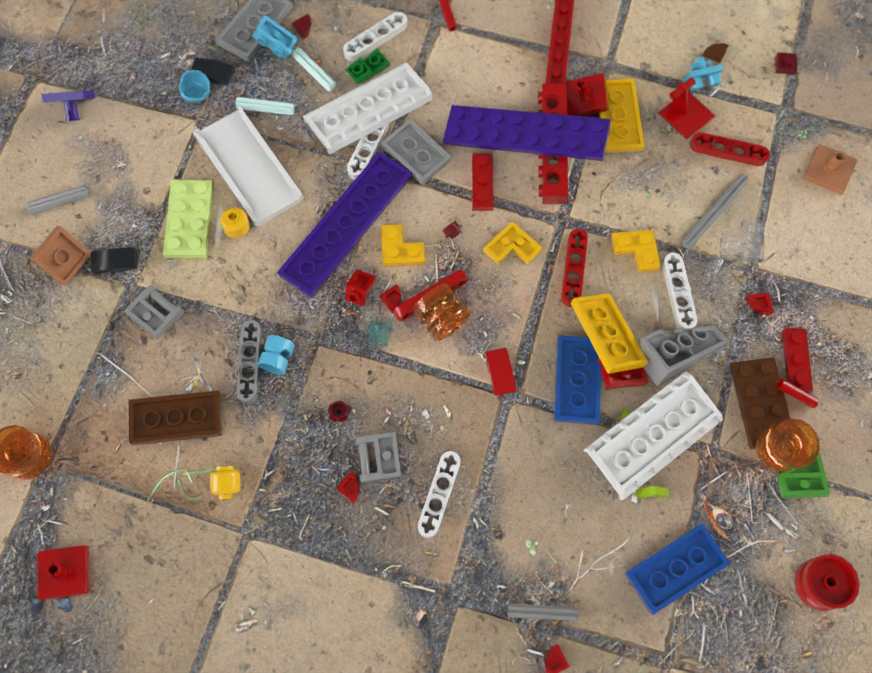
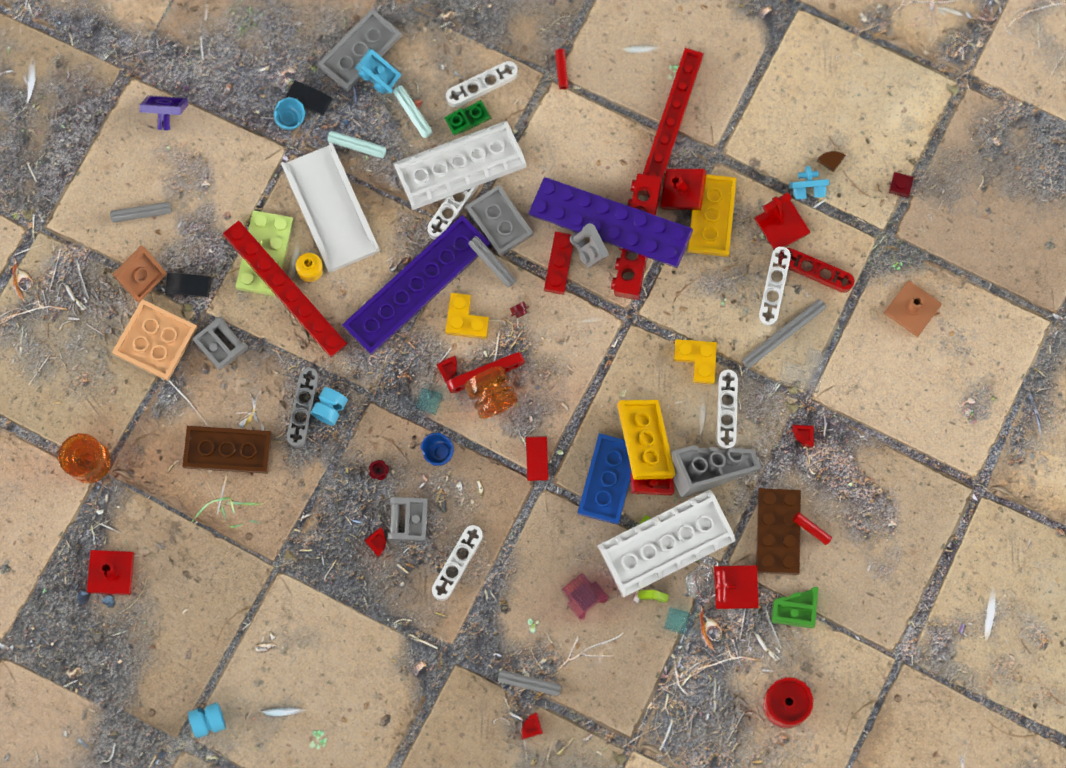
camera: 10 degrees right, 5 degrees up
(85, 319) = (154, 340): none -> light nougat plate
(213, 247) = (284, 289): none -> red plate
(225, 482) = (265, 517): yellow head -> none
(302, 26) = (409, 59): dark red tile -> none
(359, 287) = (418, 352): red bracket -> none
(396, 379) = (437, 449): none -> blue hair
(416, 188) = (492, 262): none -> light grey axle
(512, 239) = (577, 330): yellow plate -> none
(515, 161) = (594, 250): none -> light grey plate
(574, 267) = (633, 368): red beam -> none
(580, 505) = (583, 595): none -> clear pink piece
(677, 569) = (658, 667): blue plate -> none
(683, 514) = (677, 620): none -> clear light blue plate
(693, 168) = (774, 286): none -> white beam
(701, 467) = (701, 582): none -> clear piece
(736, 467) = (736, 587): none -> red plate
(797, 358) = (823, 495): red plate -> none
(799, 444) = (795, 575): clear orange wheel -> none

